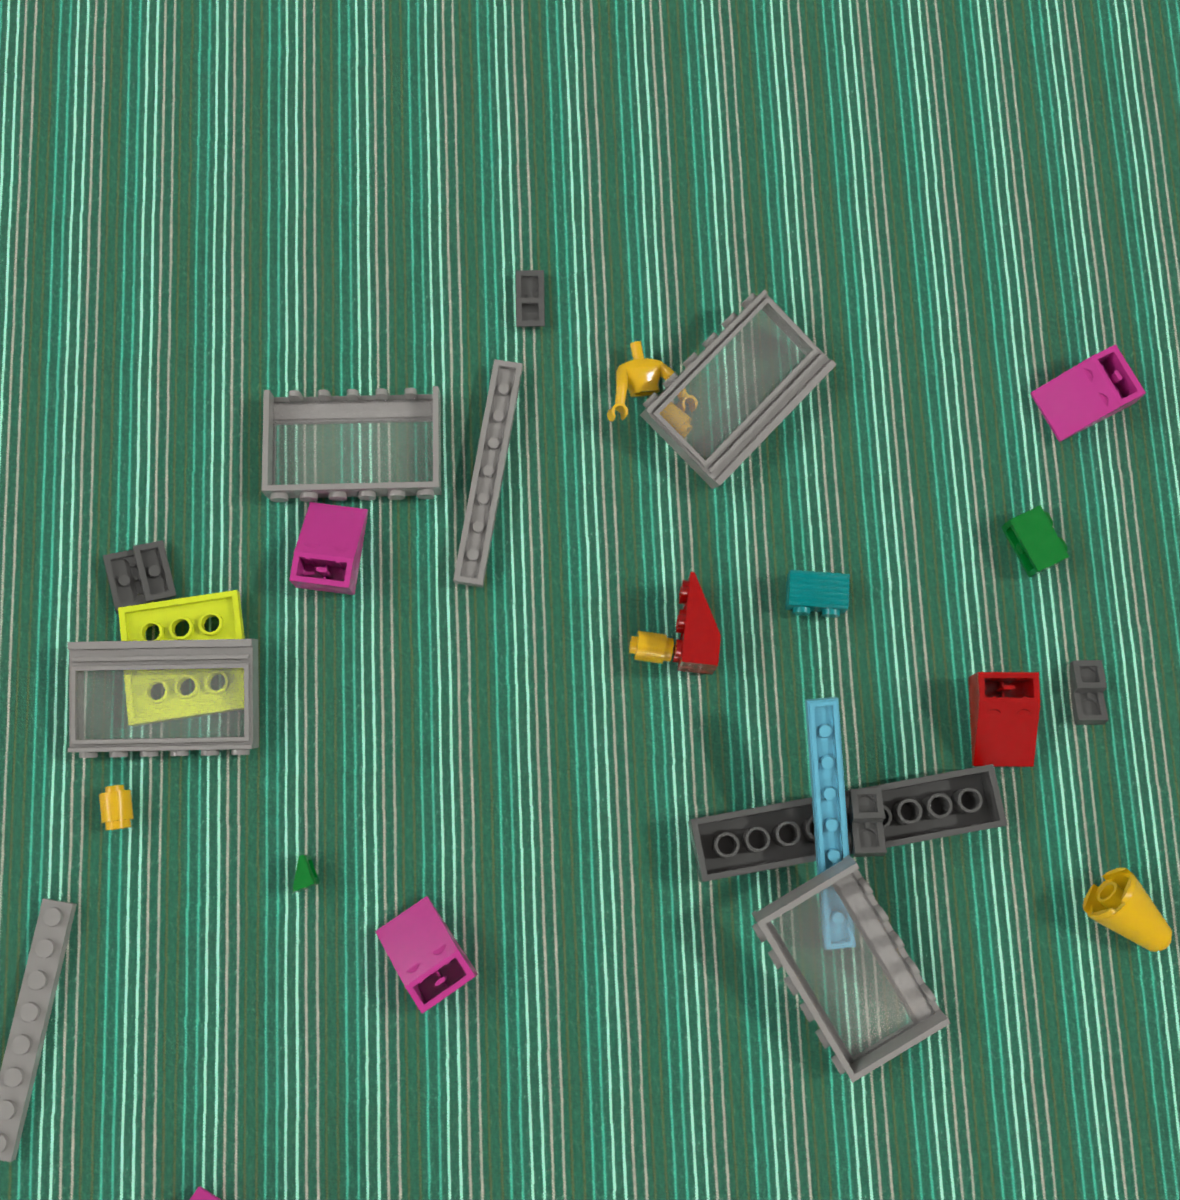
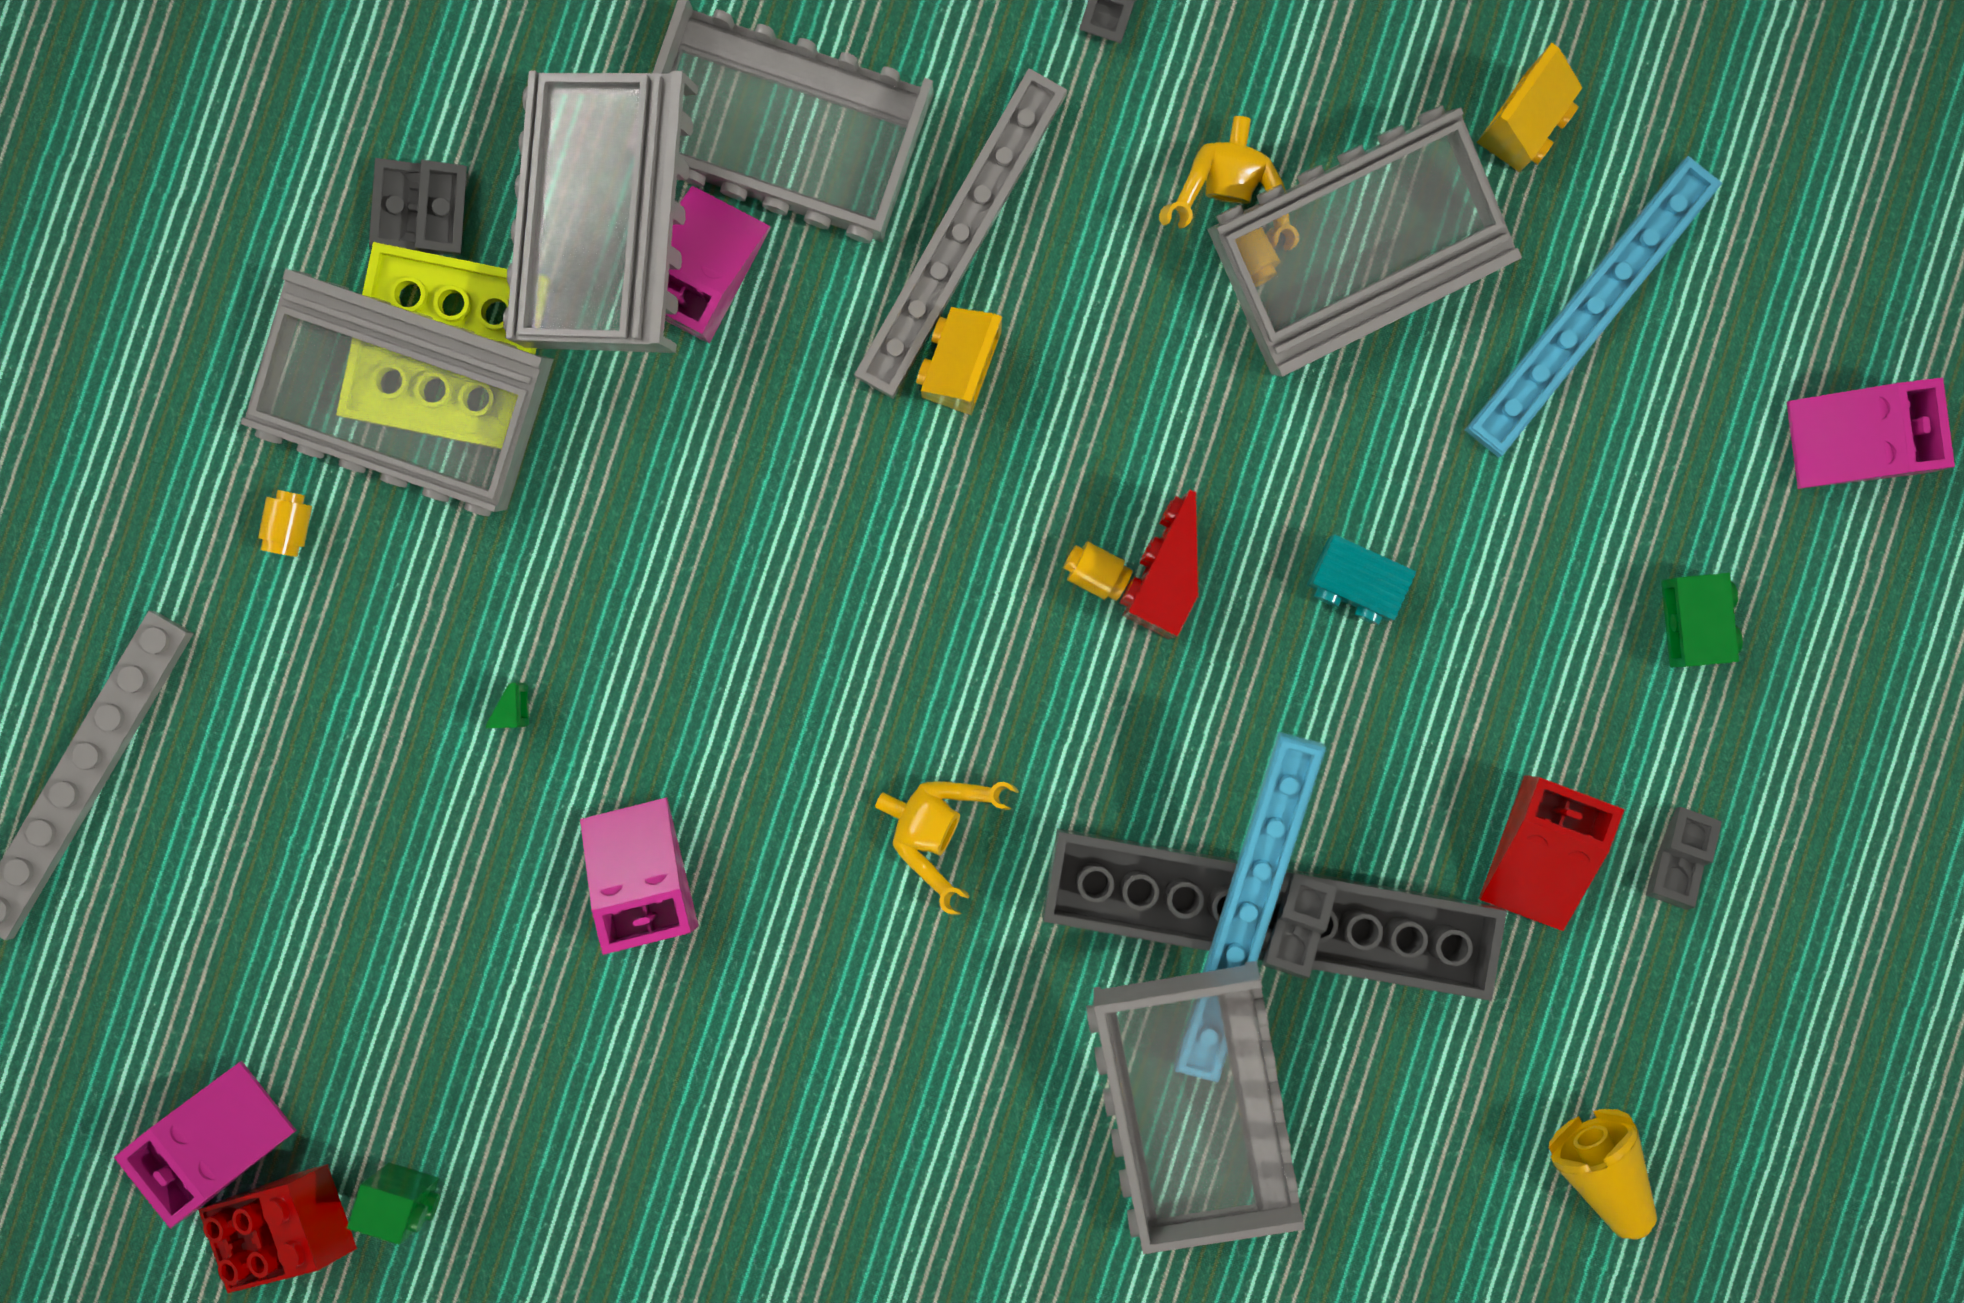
camera: 20 degrees right, 10 degrees up
(257, 537) = (597, 211): none -> window
(516, 546) = (960, 359): none -> yellow slope
(605, 849) = (929, 823): none -> yellow piece
(808, 278) = (1533, 110): none -> yellow slope
(890, 381) = (1593, 306): none -> medium azure tile

